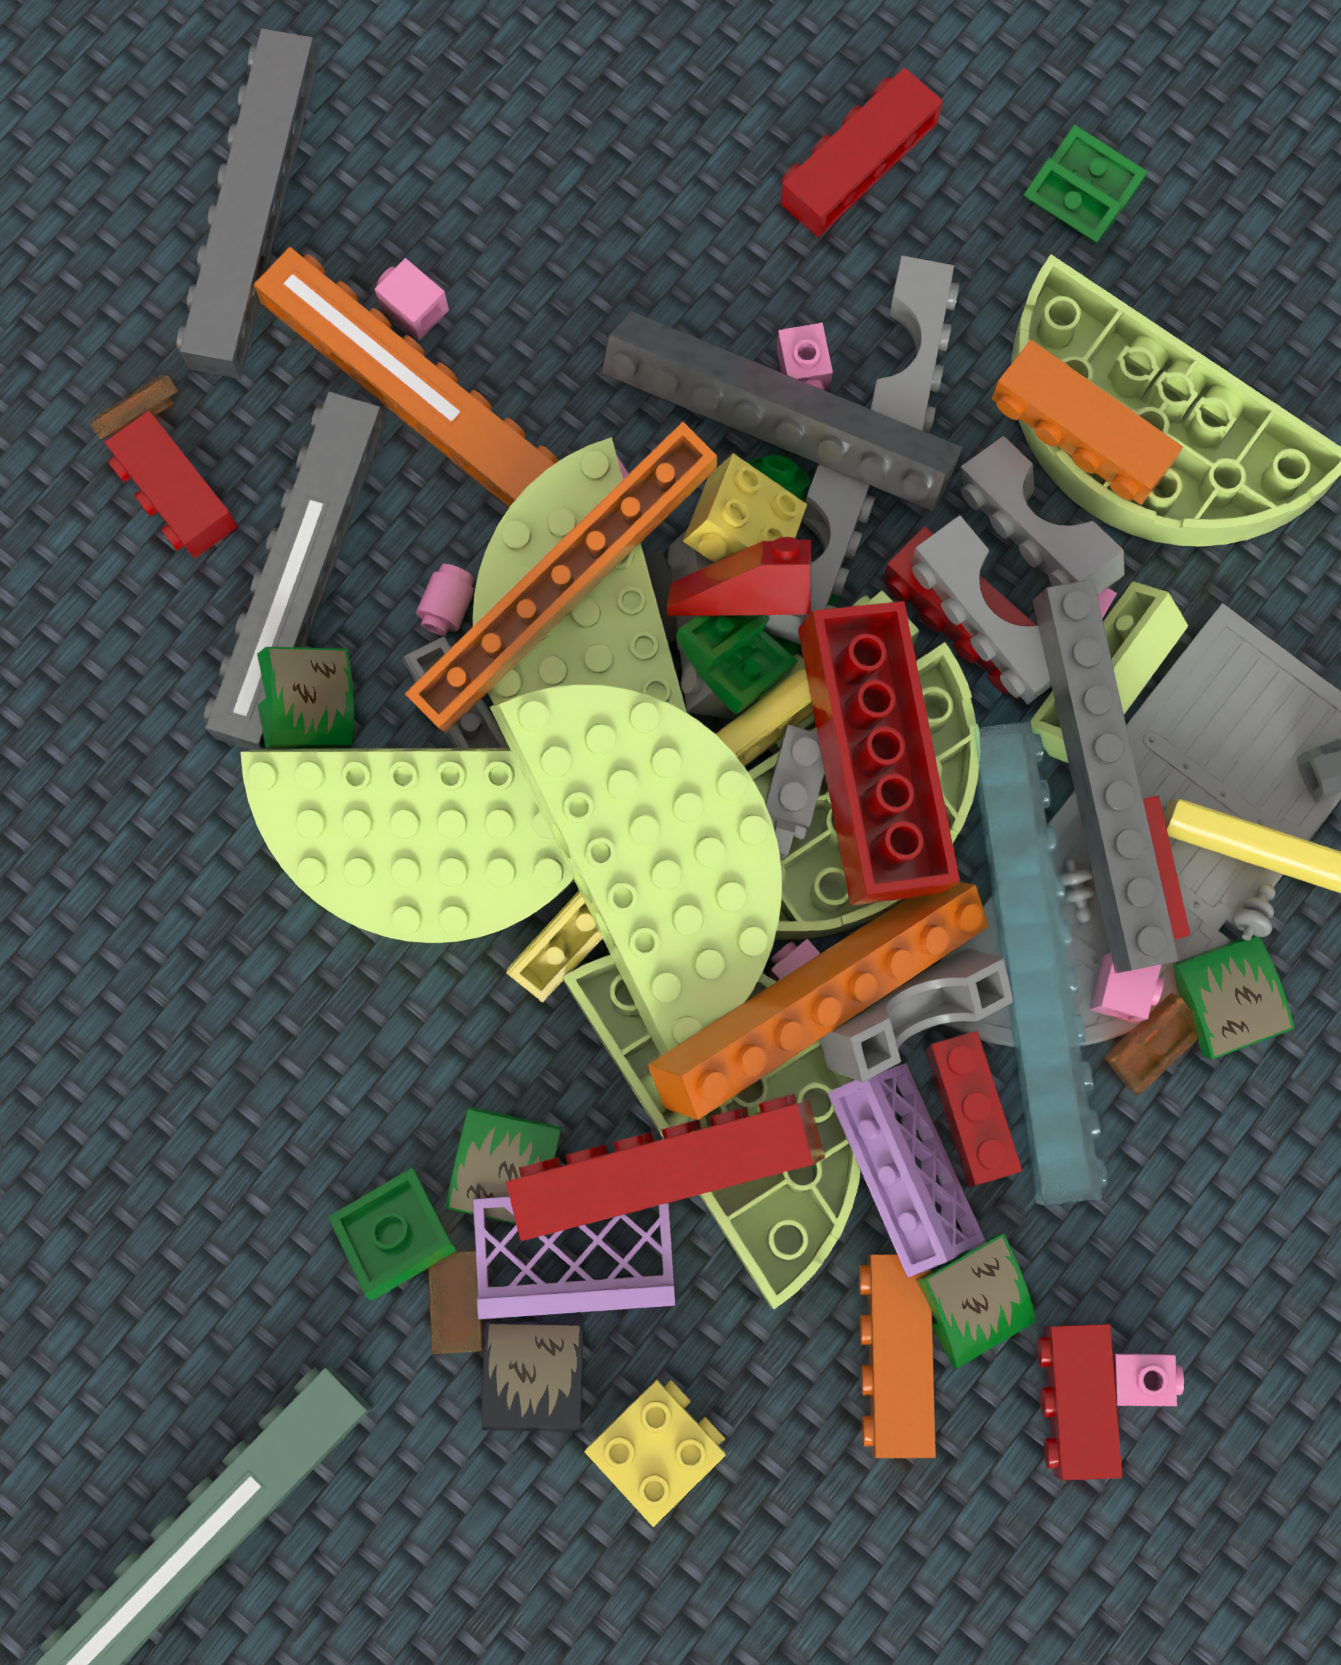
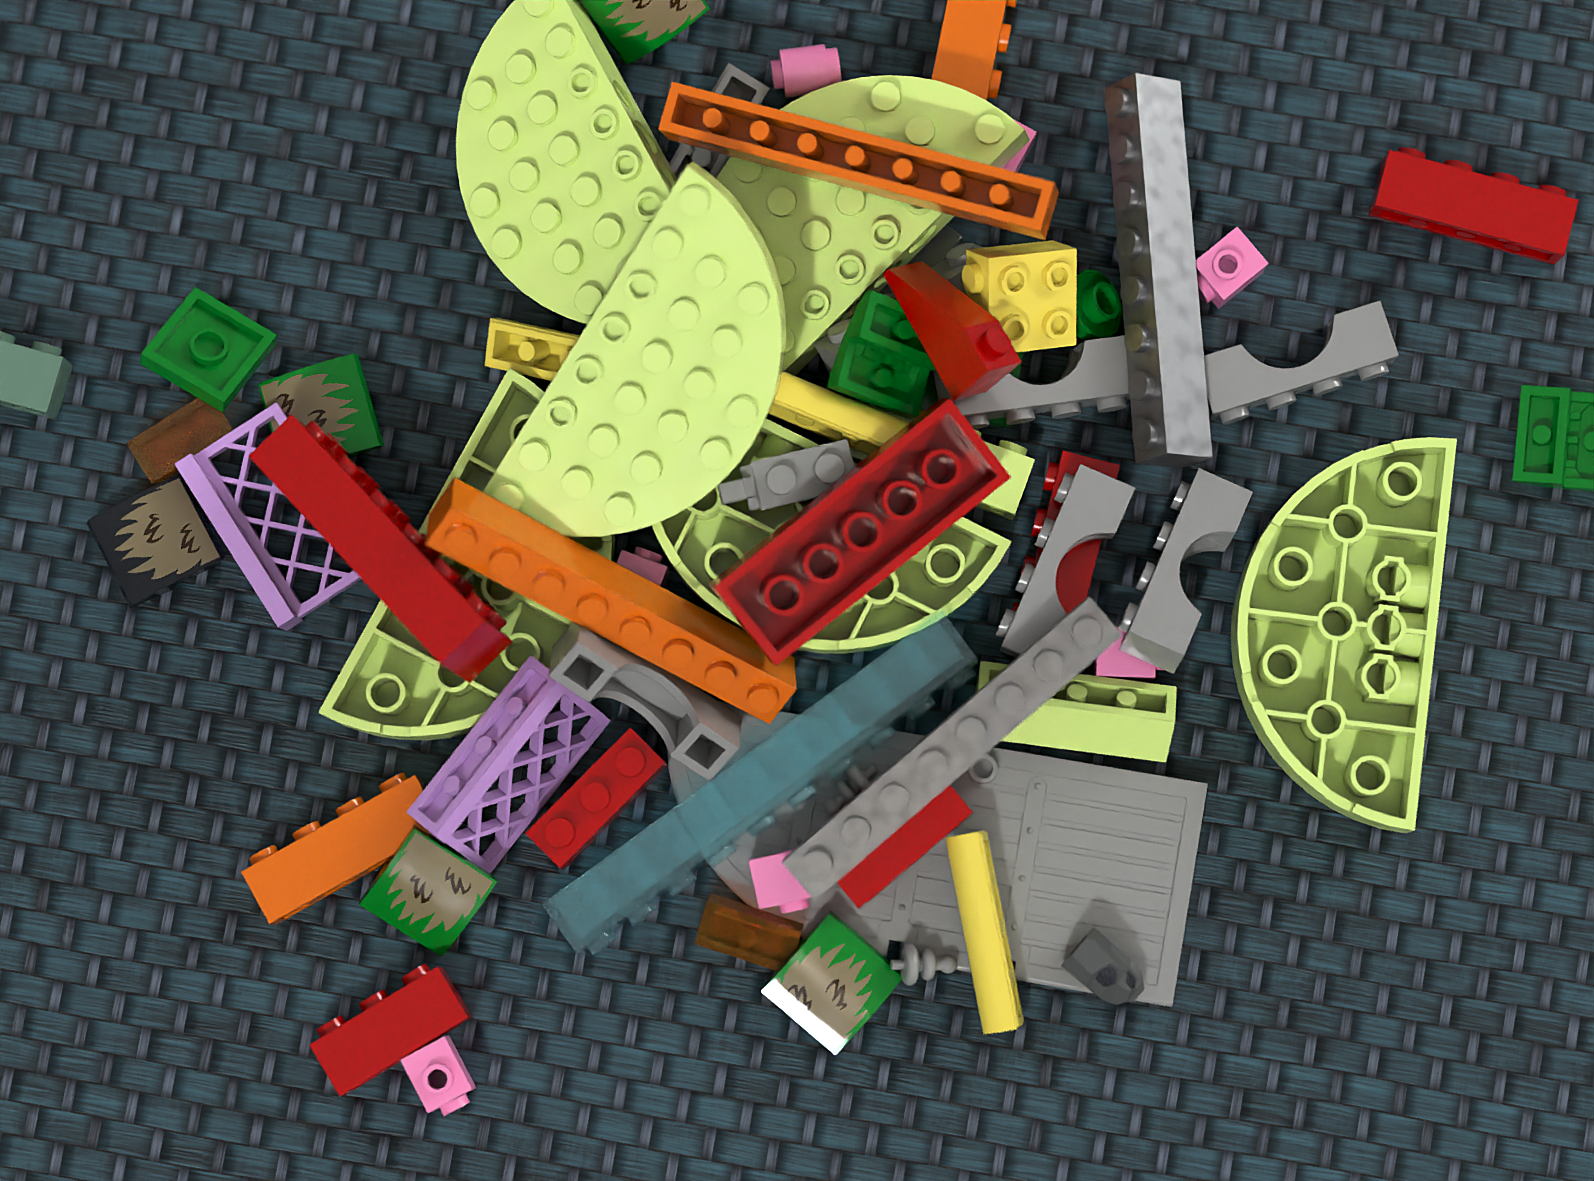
camera: 65 degrees right, 5 degrees up
(657, 1450) = (148, 680): light yellow brick -> none
(1085, 423) = (1294, 557): orange brick -> none

